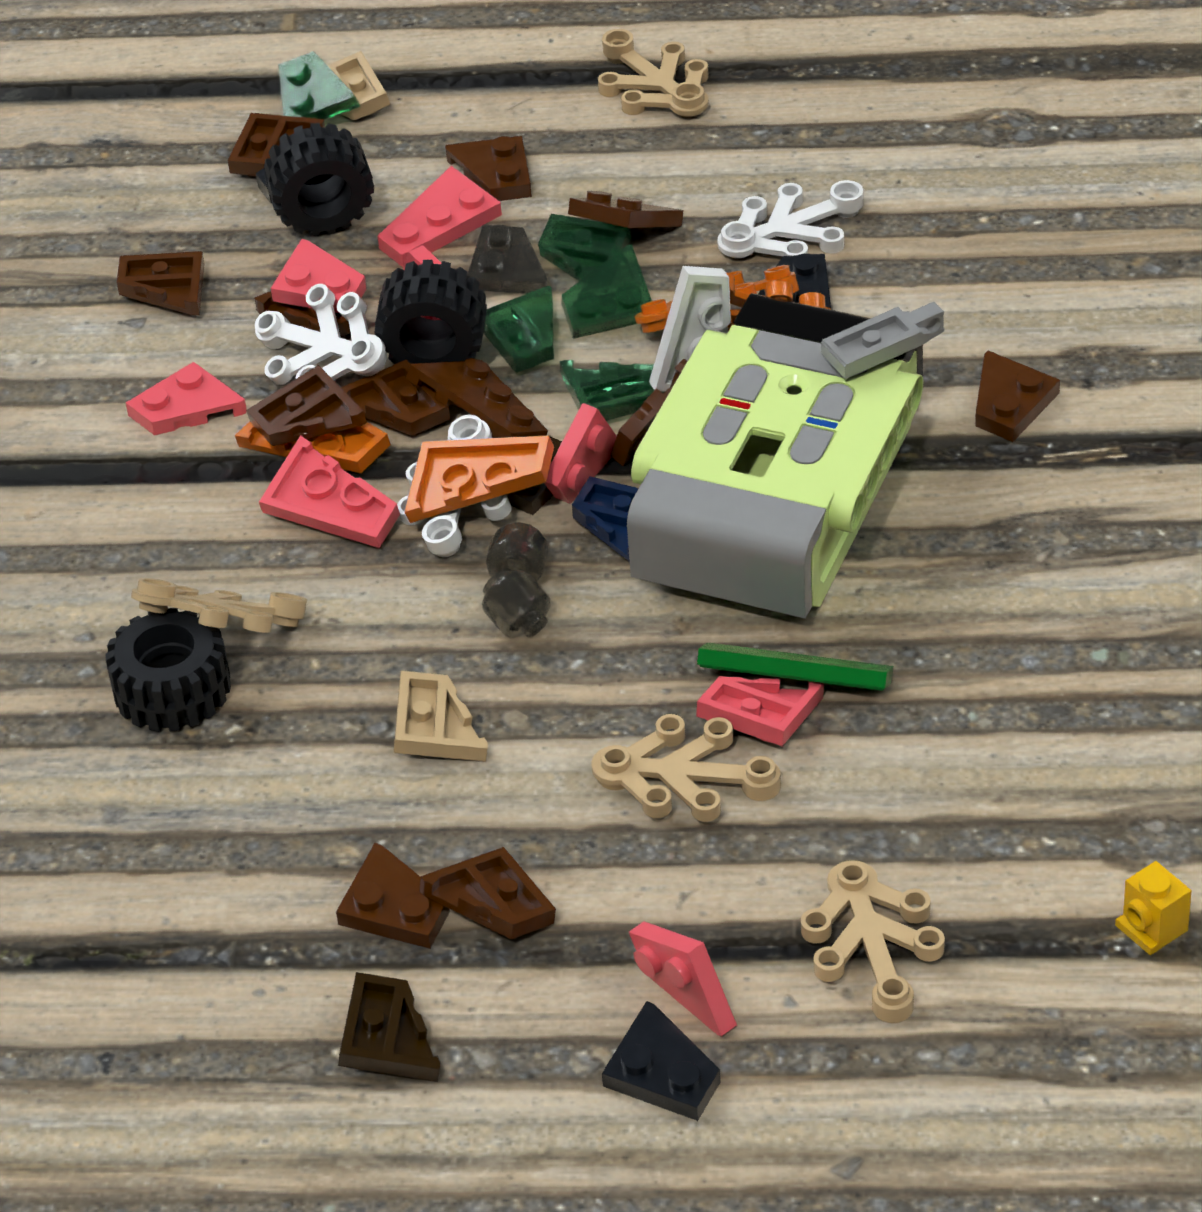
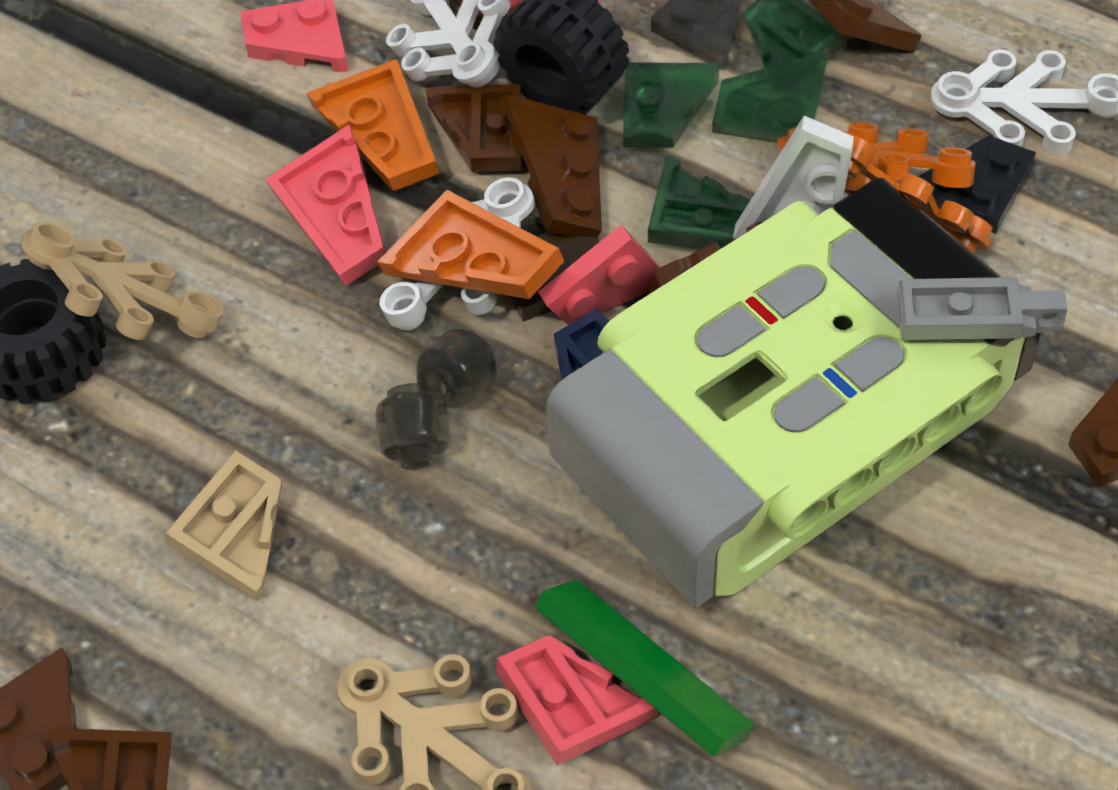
camera: 30 degrees right, 10 degrees up
(306, 408) = (373, 97): reddish brown wing -> none

